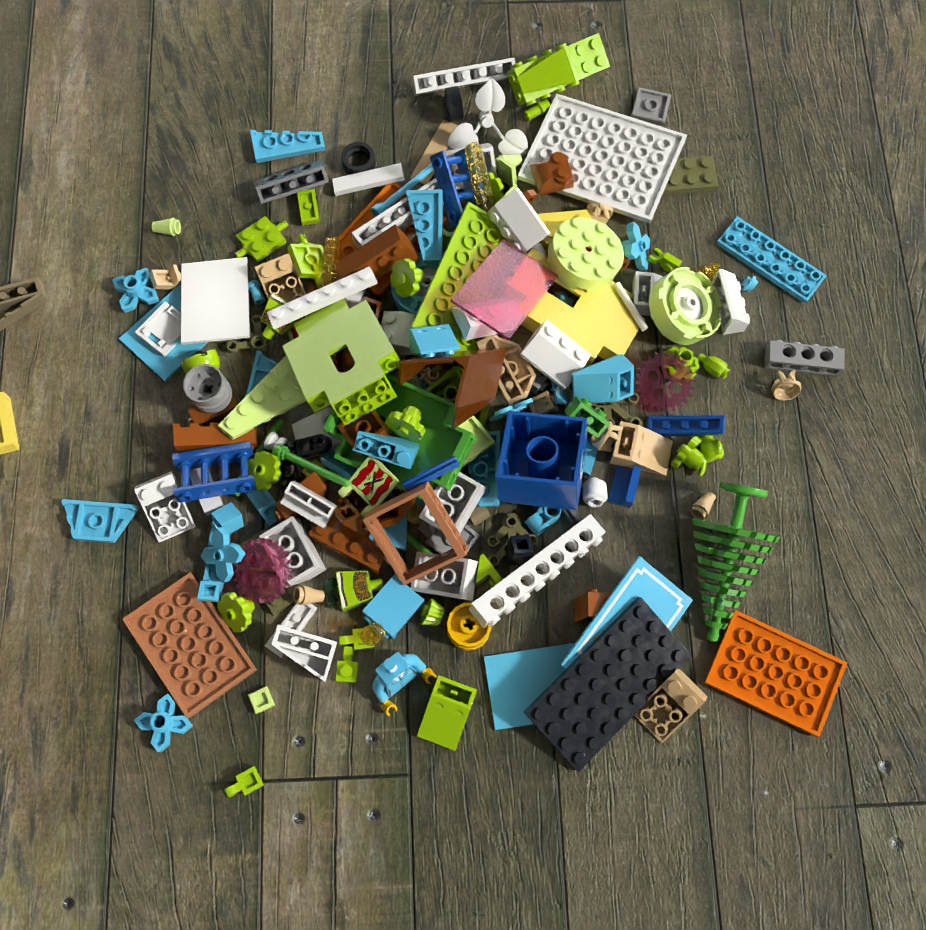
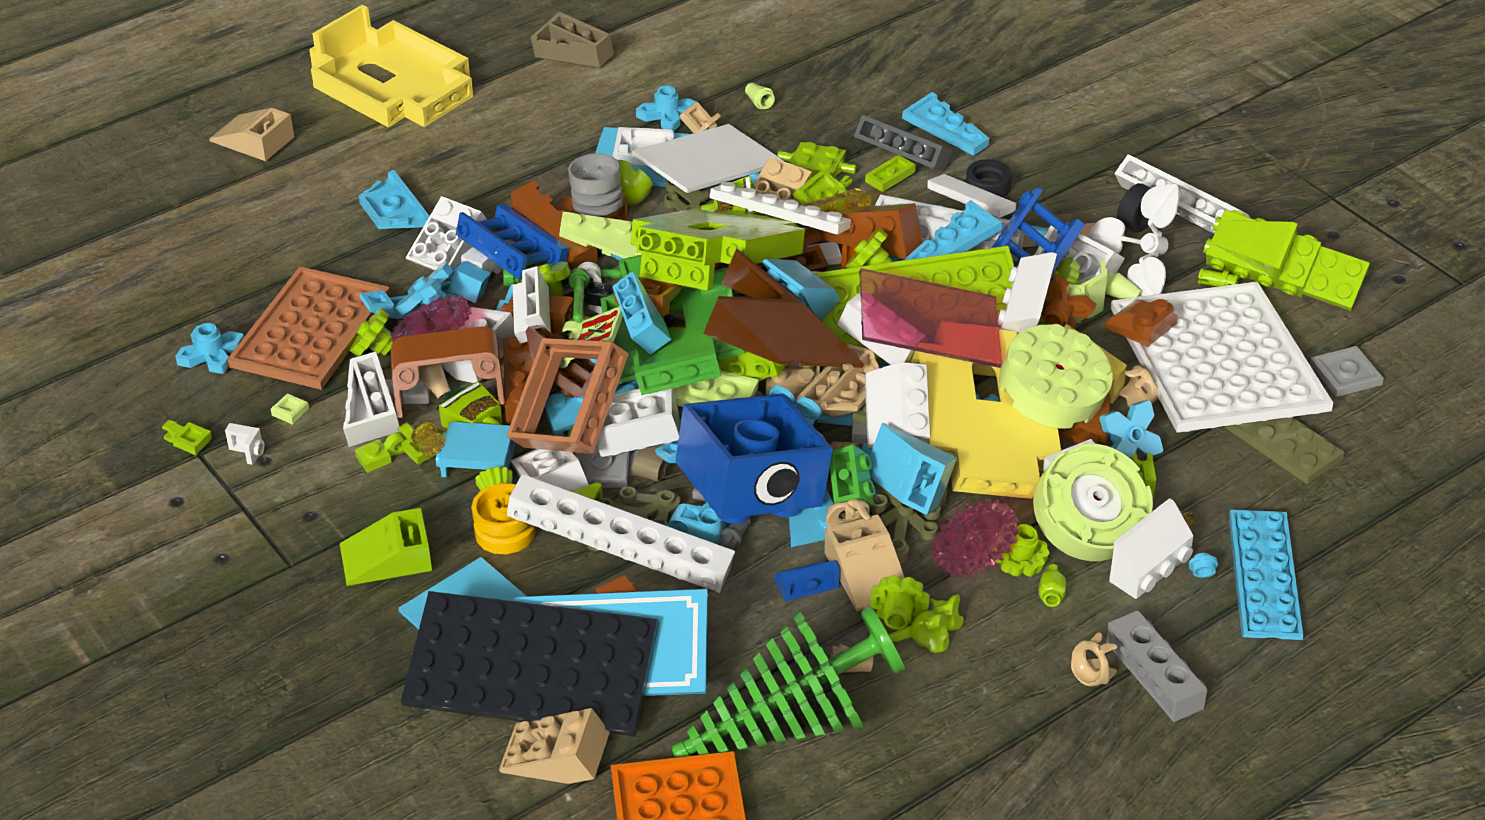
camera: 60 degrees right, 30 degrees down
(274, 746) = (245, 440): none -> white bracket
(313, 584) = (444, 347): none -> dark orange windscreen
(395, 674) = (395, 483): medium azure torso -> none
(406, 424) = (680, 304): lime plant -> none
(431, 473) = (646, 353): blue axle -> none
(472, 152) = (1075, 240): clear yellow beam -> none
(518, 549) = (633, 500): black brick -> none
(594, 492) = (770, 550): white head -> none
(631, 307) = (1039, 457): white bar -> none
(687, 425) = (938, 584): blue tile -> none

